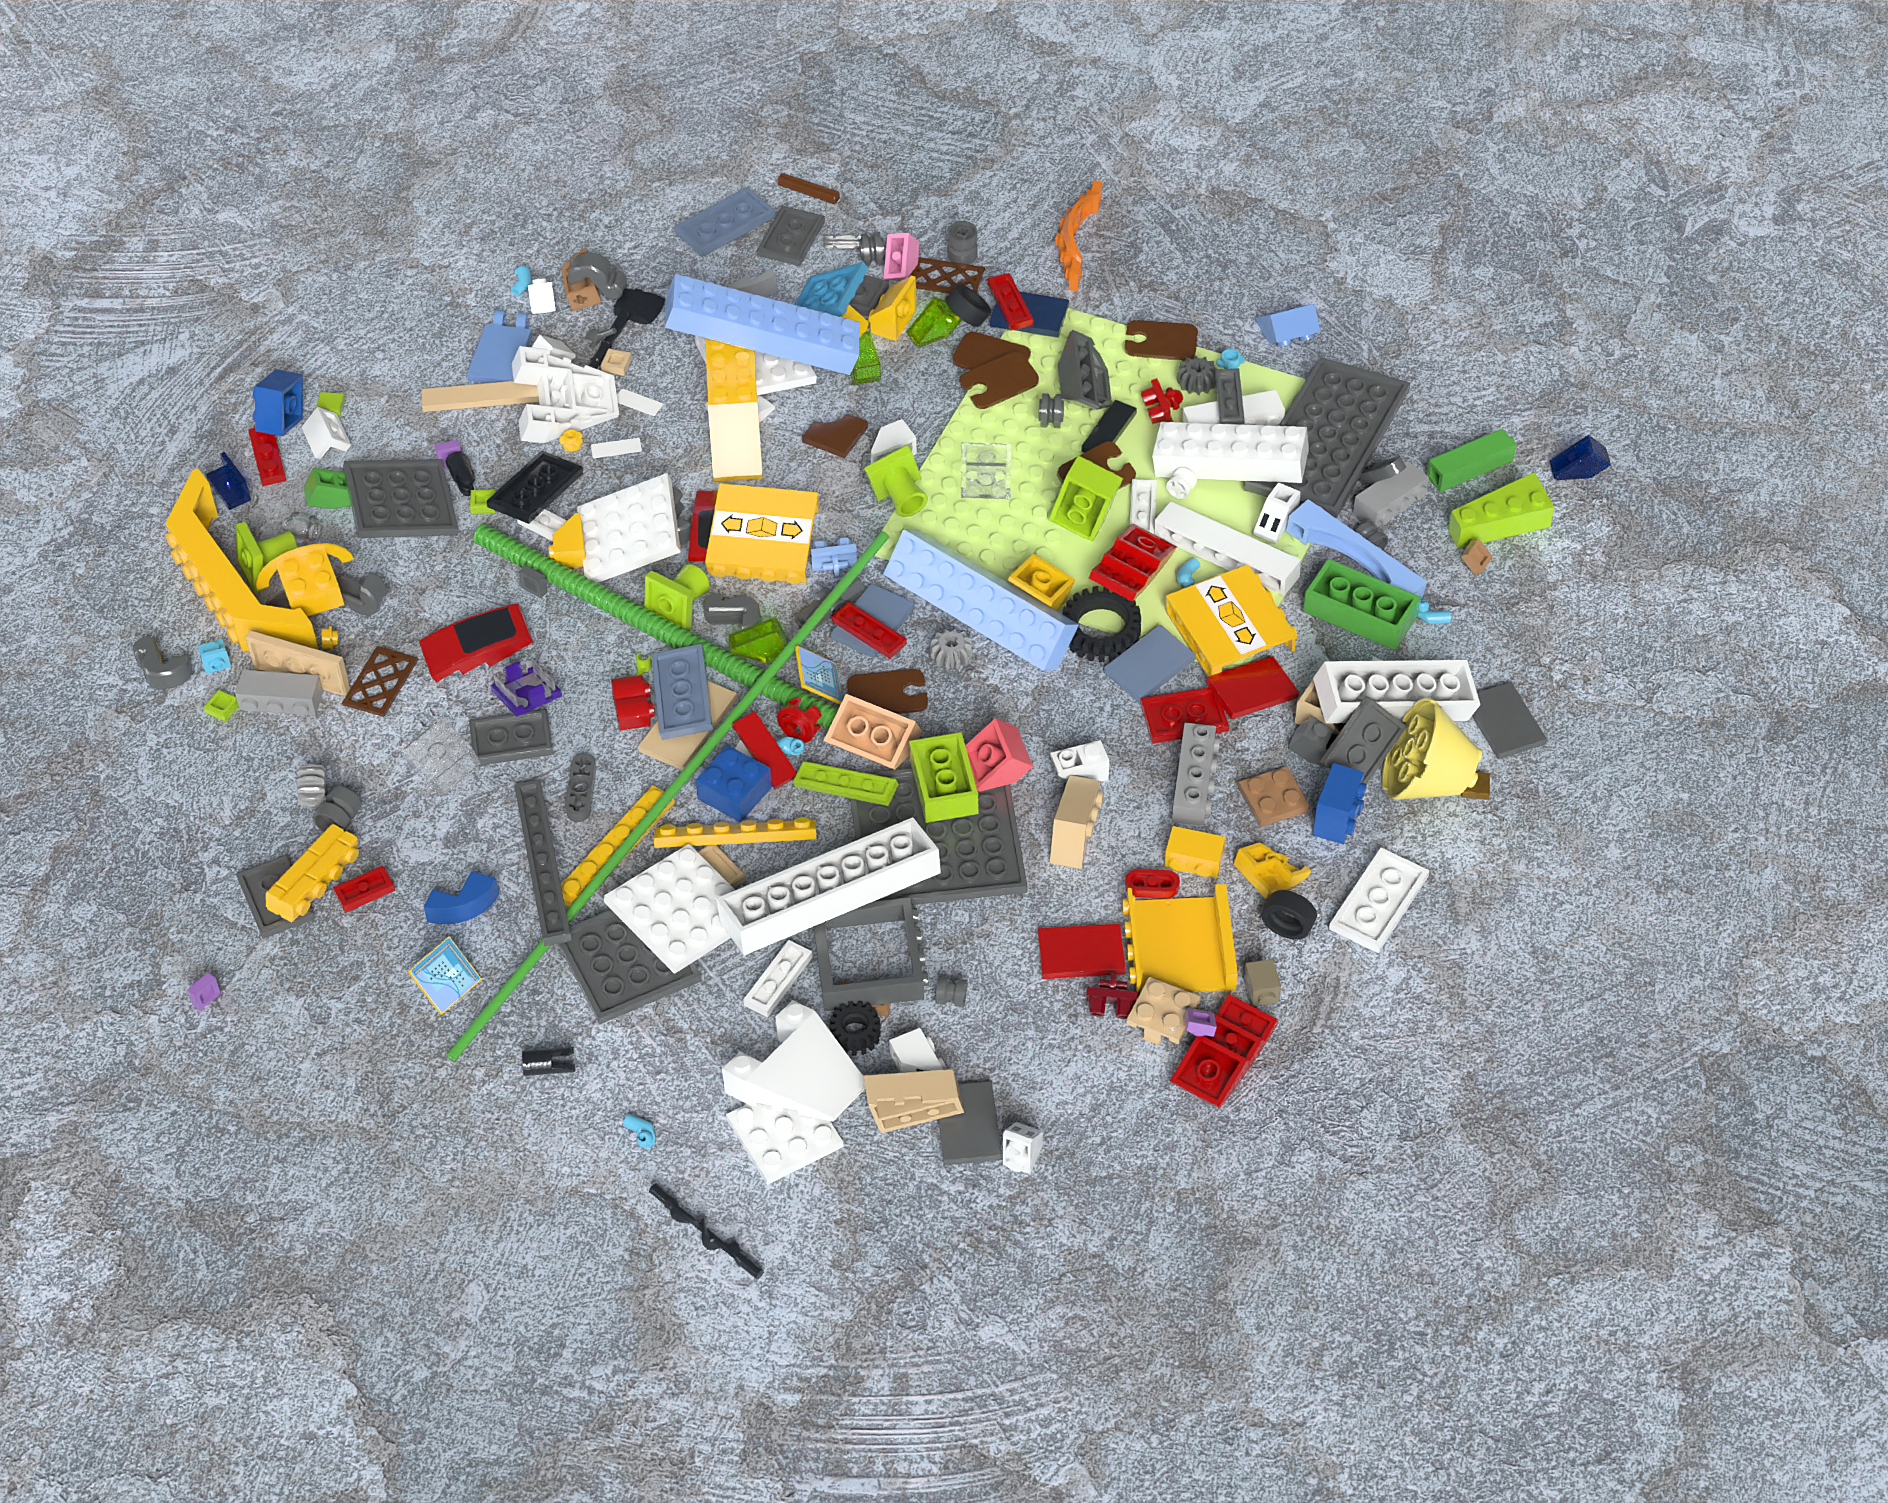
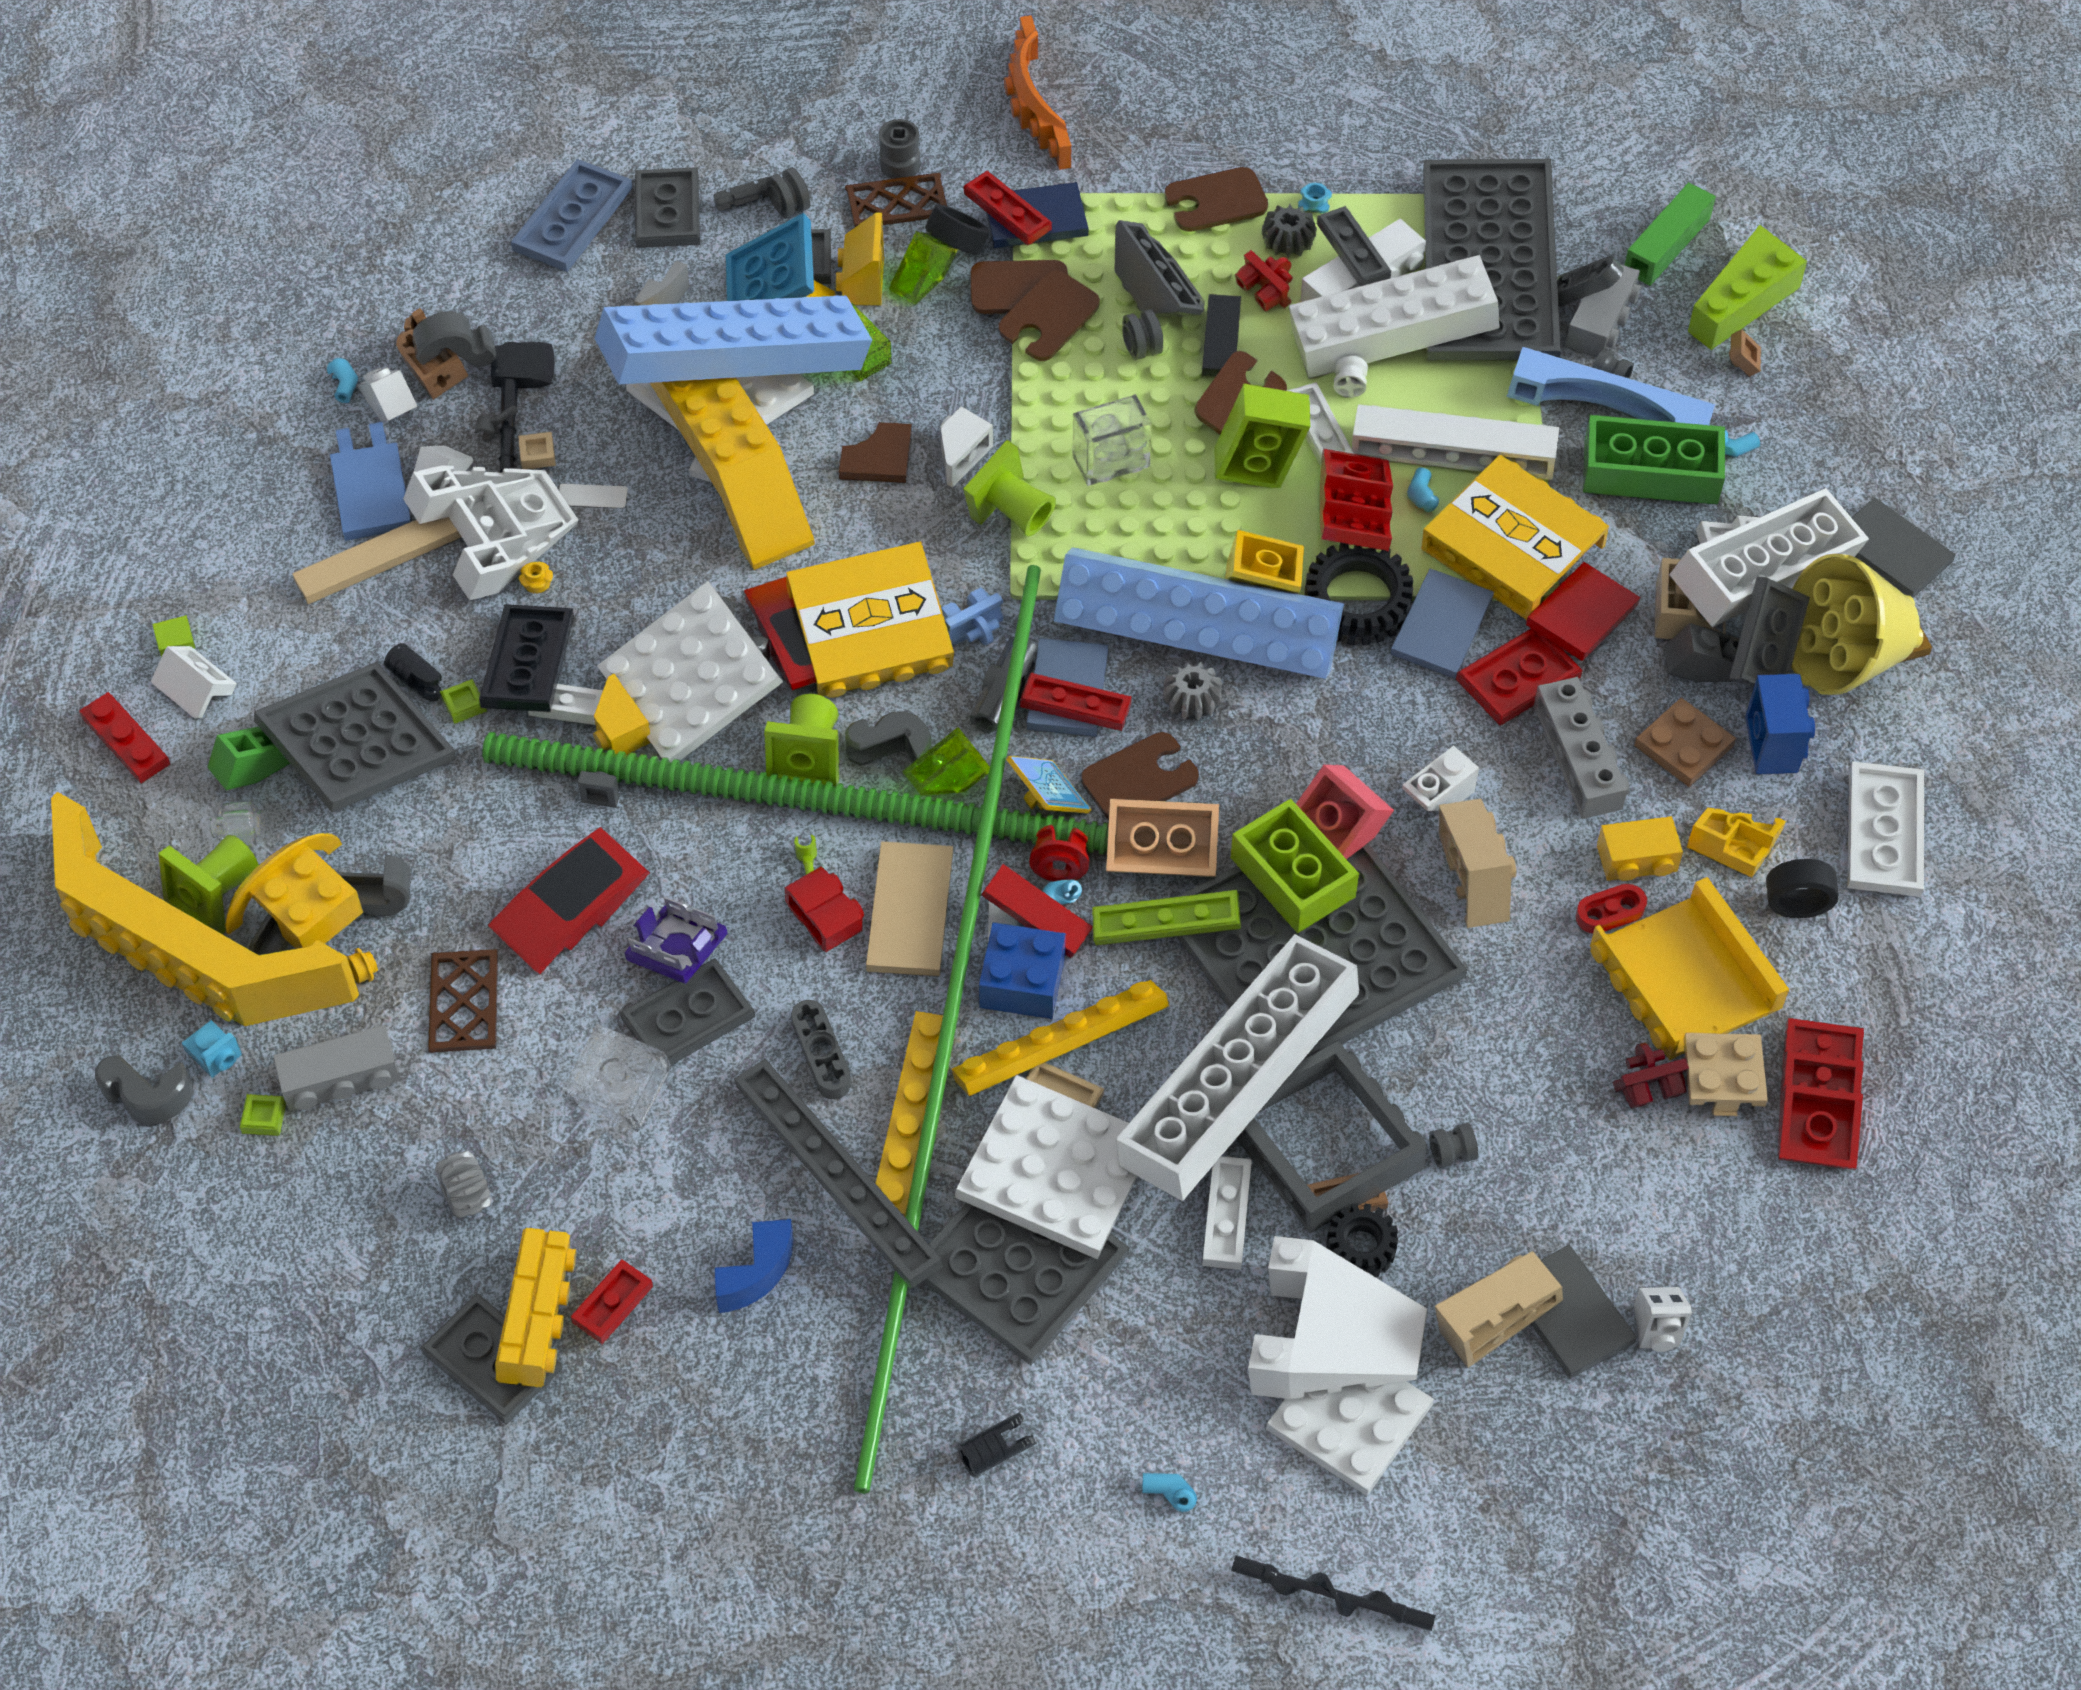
camera: 25 degrees left, 5 degrees up
(203, 991) = (472, 1533): medium lavender plate -> none
(229, 483) = (101, 794): clear blue panel -> none
(278, 402) = (111, 659): blue brick -> none
(287, 657) = (323, 1017): tan tile -> none
(337, 808) = (515, 1204): dark grey wheel -> none
(444, 449) = (378, 647): medium lavender plate -> none
(444, 975) = (795, 1380): piece -> none
(616, 447) = (599, 567): white sticker -> none
(682, 692) = (888, 871): sand blue plate -> none
(808, 188) = (654, 137): reddish brown axle -> none
(901, 256) = (832, 191): bright pink slope -> none
(914, 1053) = (1462, 1251): white slope -> none
(1081, 951) = (1575, 1029): red tile -> none
(1200, 1022) = (1785, 1069): medium lavender plate -> none
(1262, 982) = (1819, 988): dark tan brick -> none
(1276, 512) = (1491, 376): white slope -> none
(1289, 324) = (1358, 129): slope -> none
(1580, 460) = (1793, 193): clear blue slope -> none

